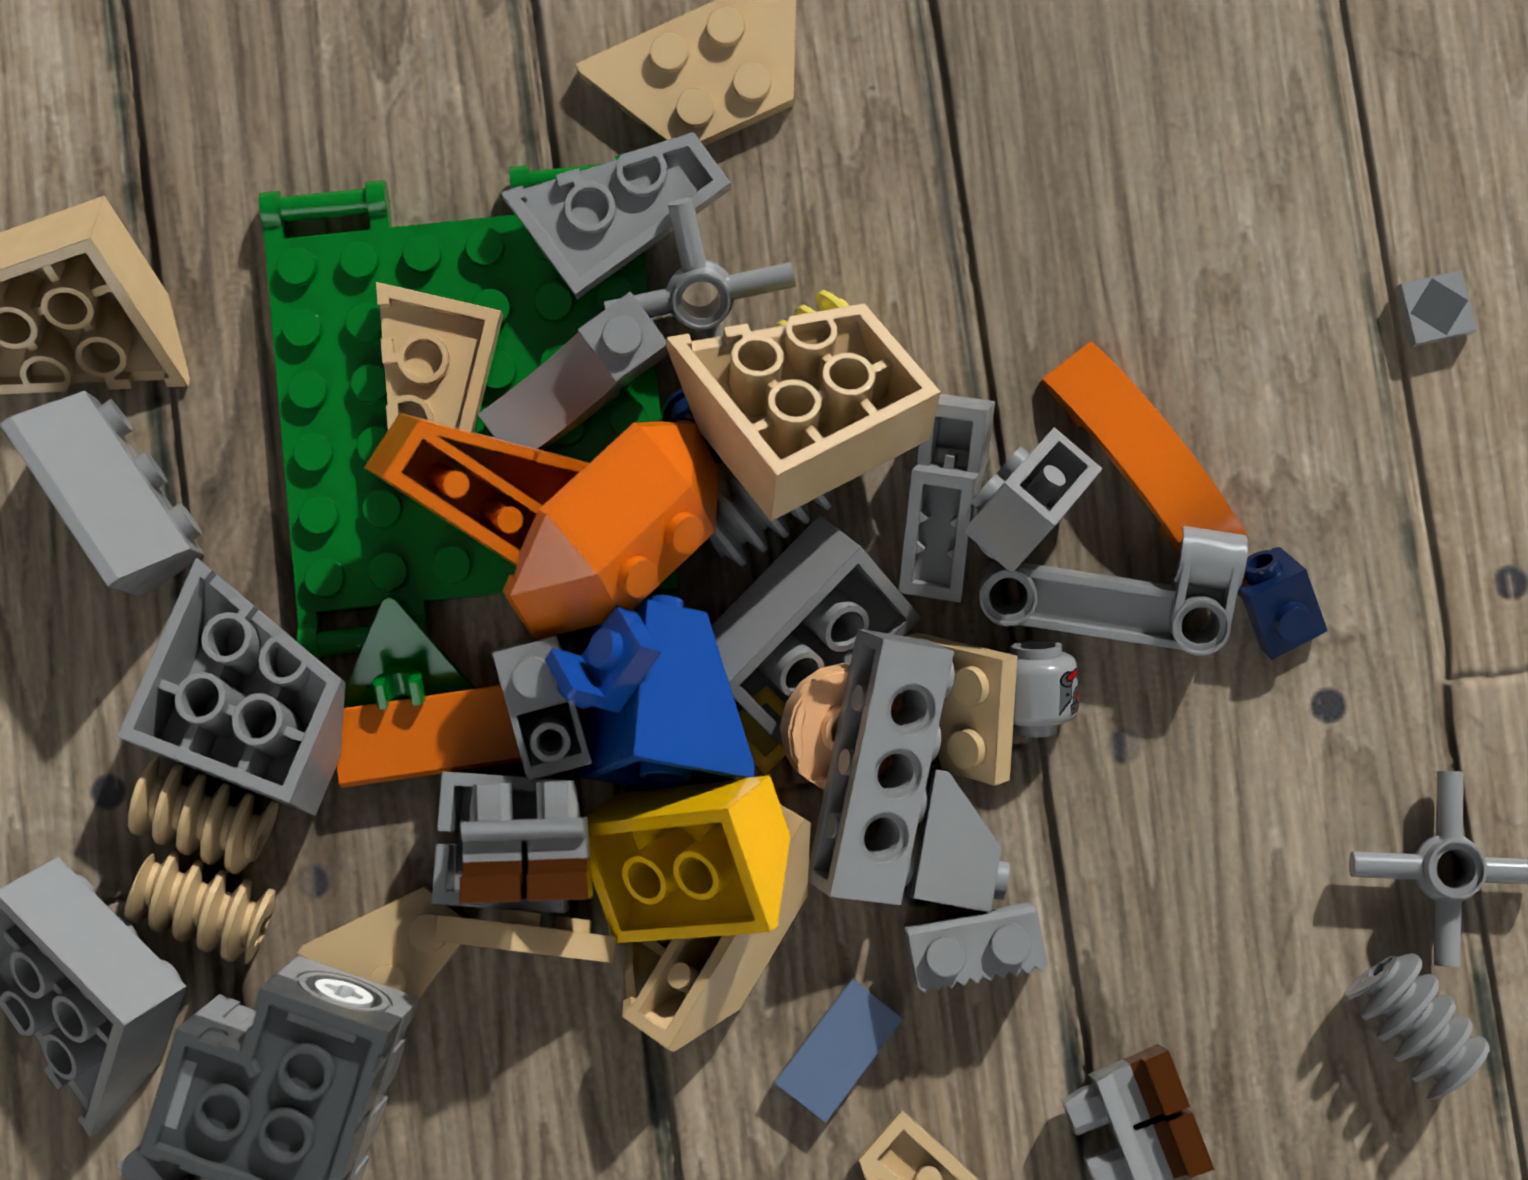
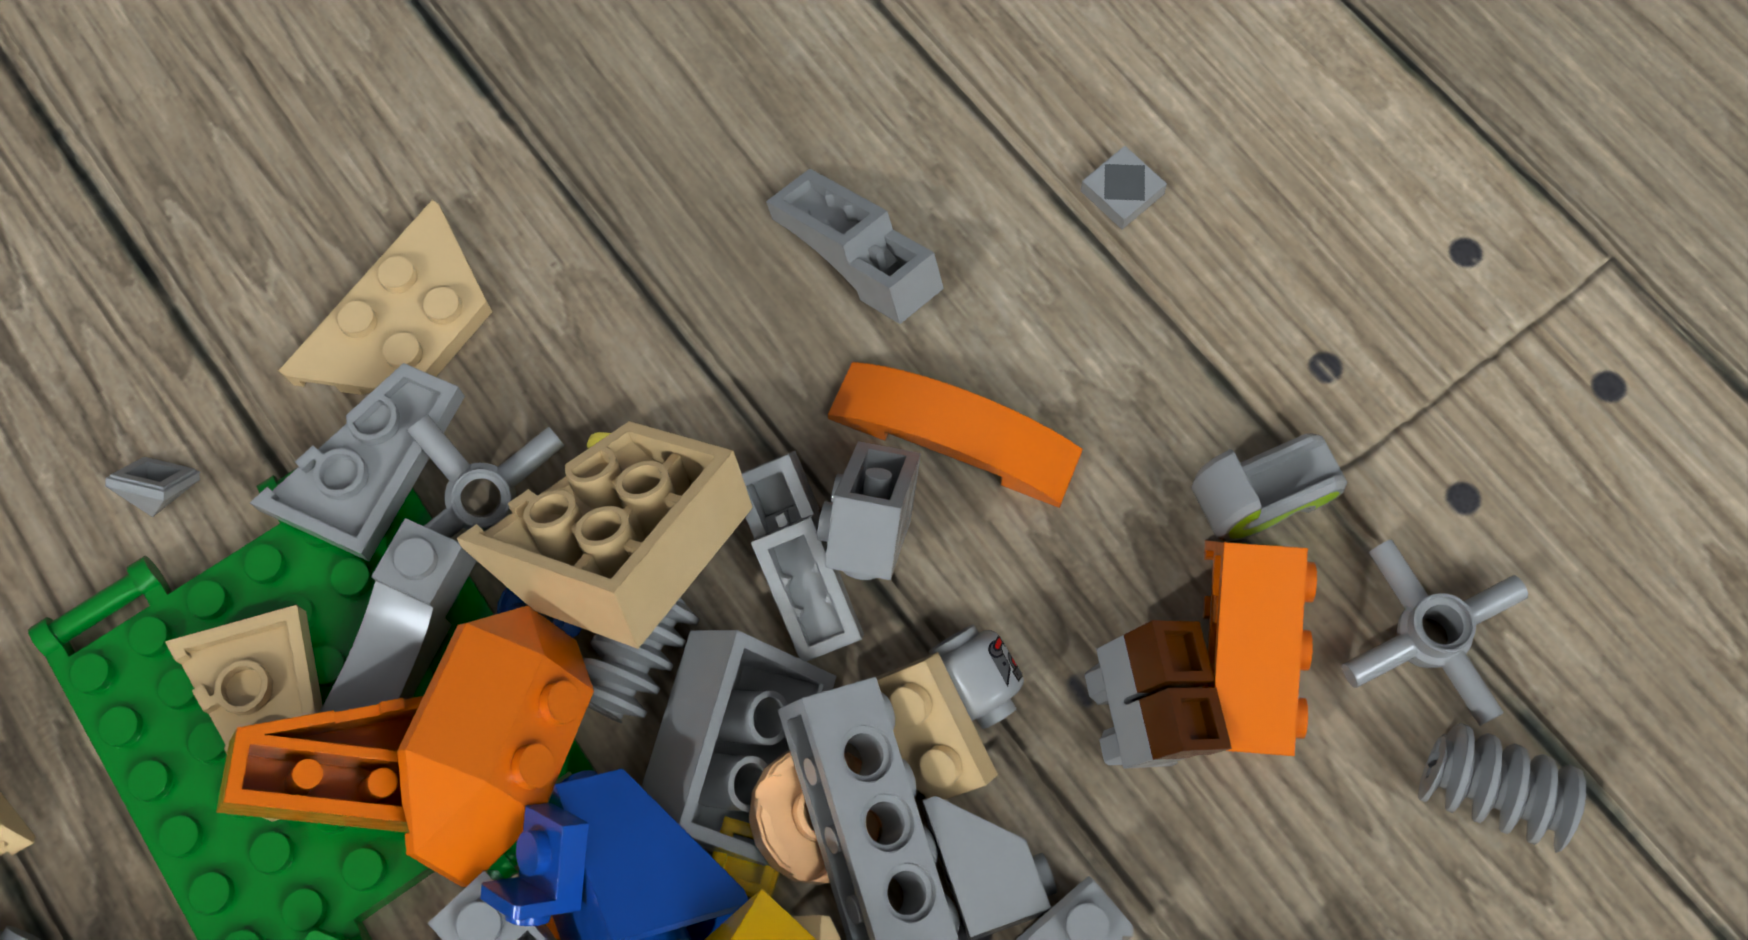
camera: 25 degrees left, 15 degrees down
(419, 112) = (151, 483): none -> light grey slope
(1128, 609) = (1064, 491): light grey piece -> none
(1158, 231) = (859, 243): none -> light grey slope
(1167, 768) = (1155, 697): none -> reddish brown hips
(1280, 602) = (1140, 485): dark blue bracket -> none
(1289, 794) = (1260, 642): none -> orange wedge
(1387, 666) = (1268, 487): none -> light grey animal

